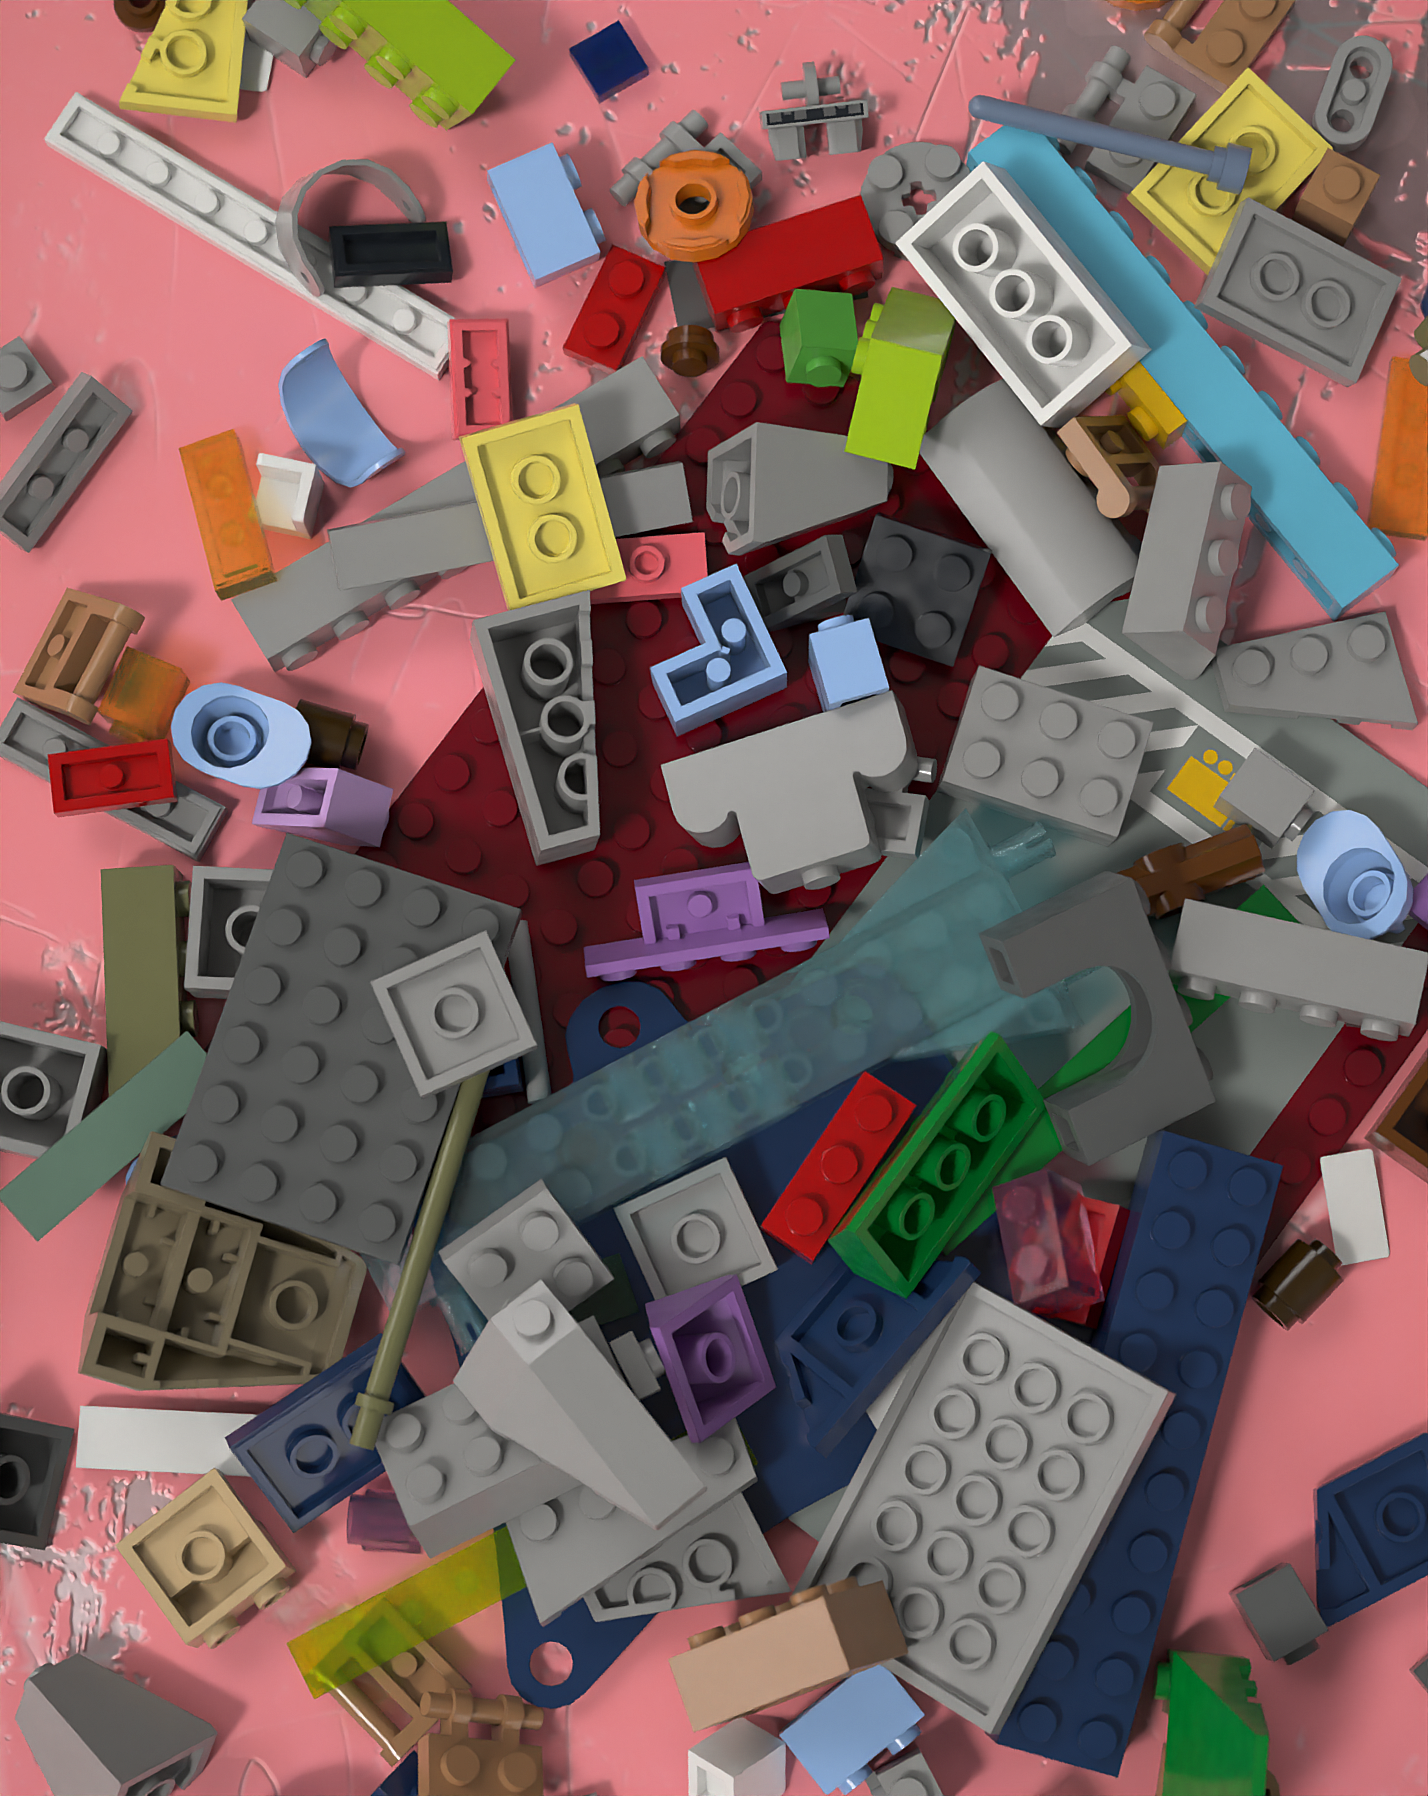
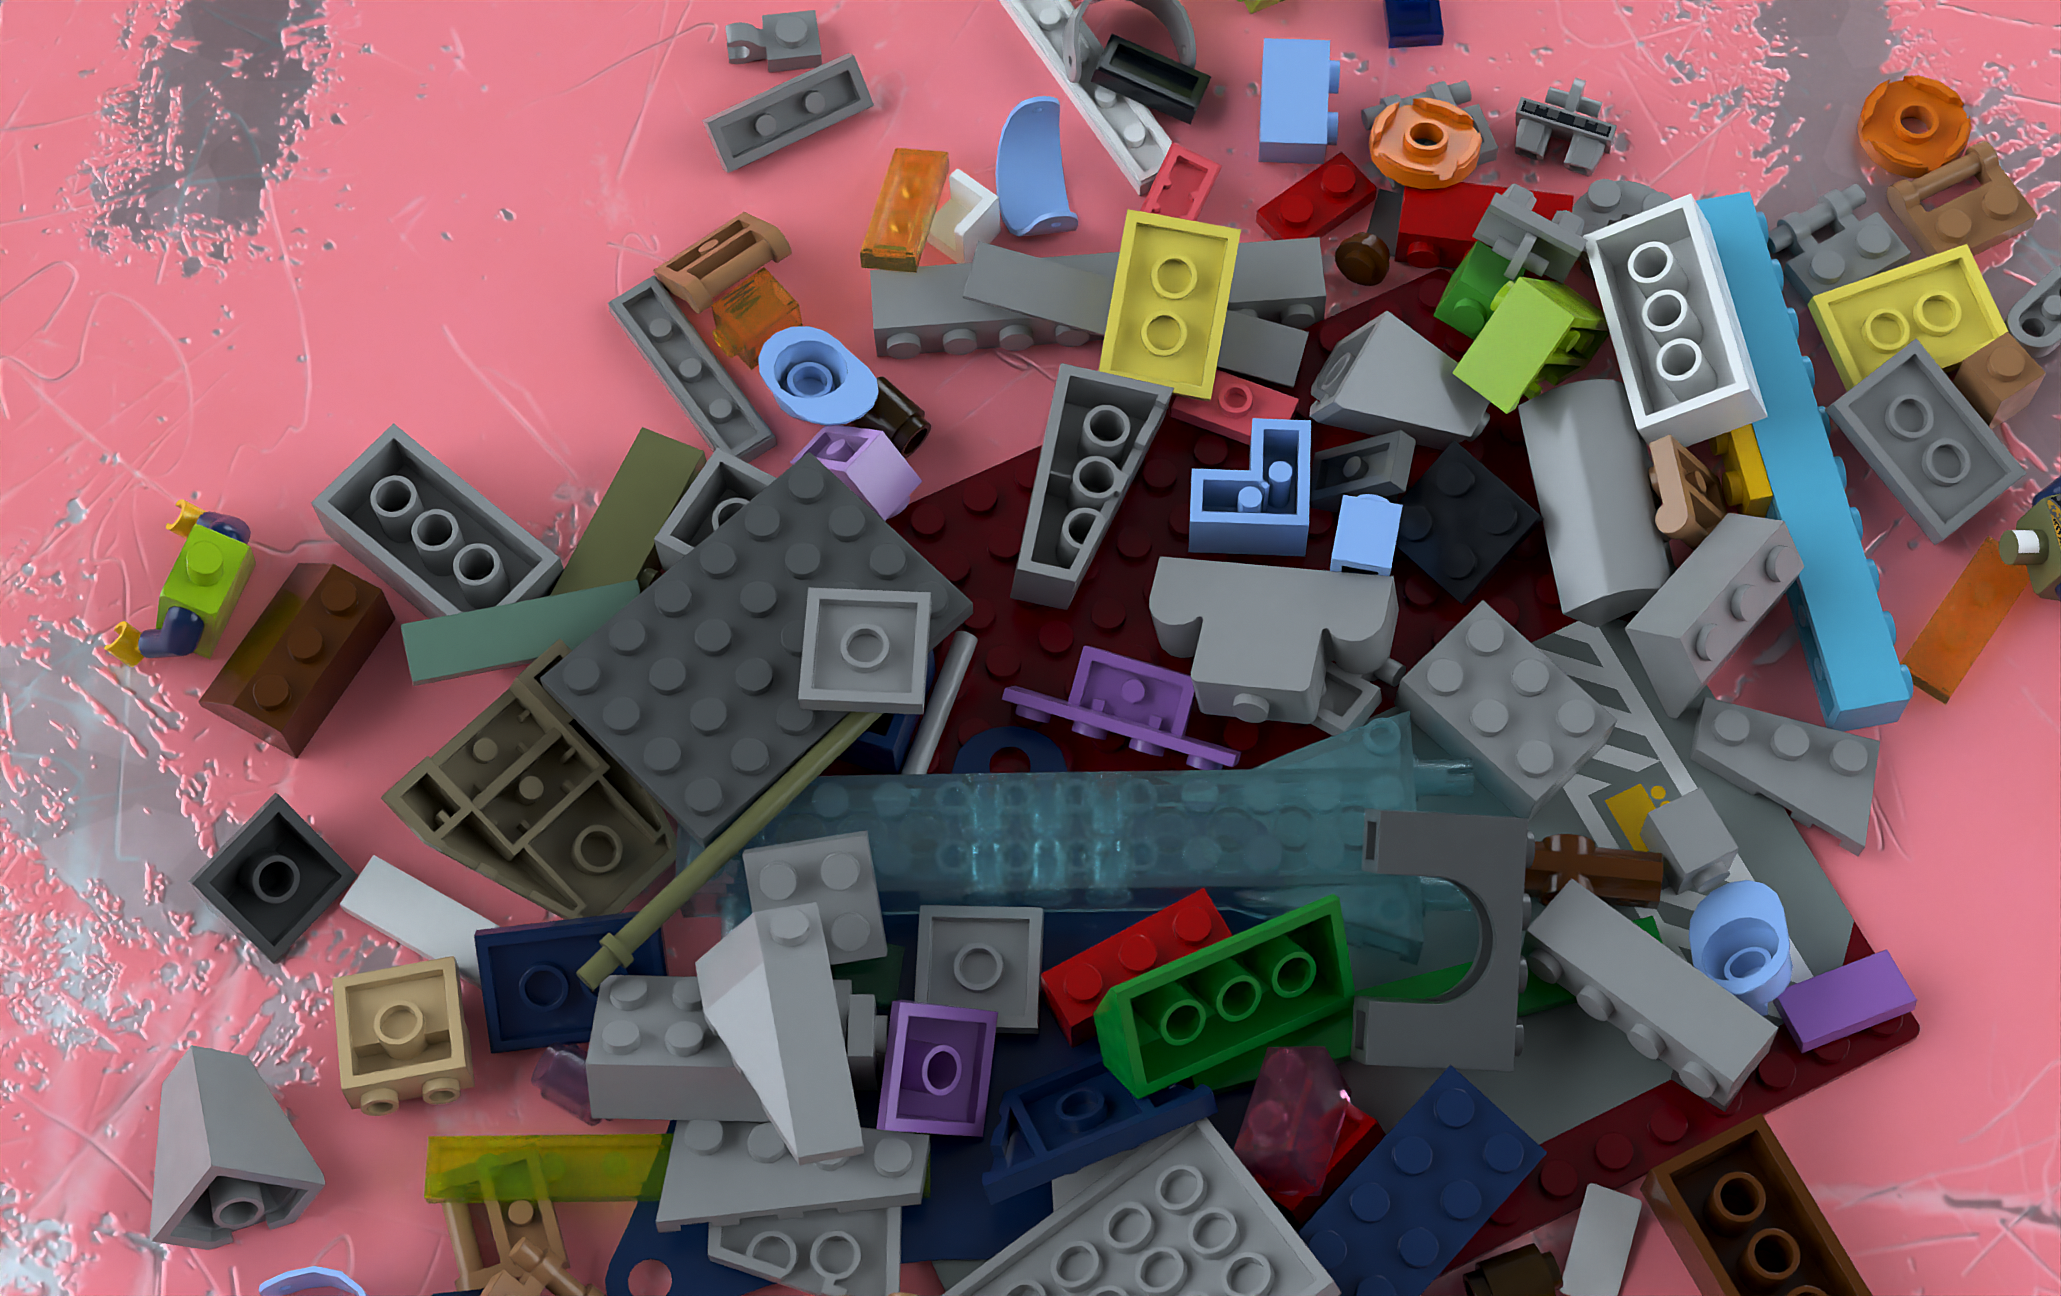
camera: 25 degrees right, 15 degrees down
(112, 778) = (694, 364): red plate -> none
(845, 272) = (1528, 237): none -> light grey hips
(1222, 165) = (1904, 306): sand blue piece -> none

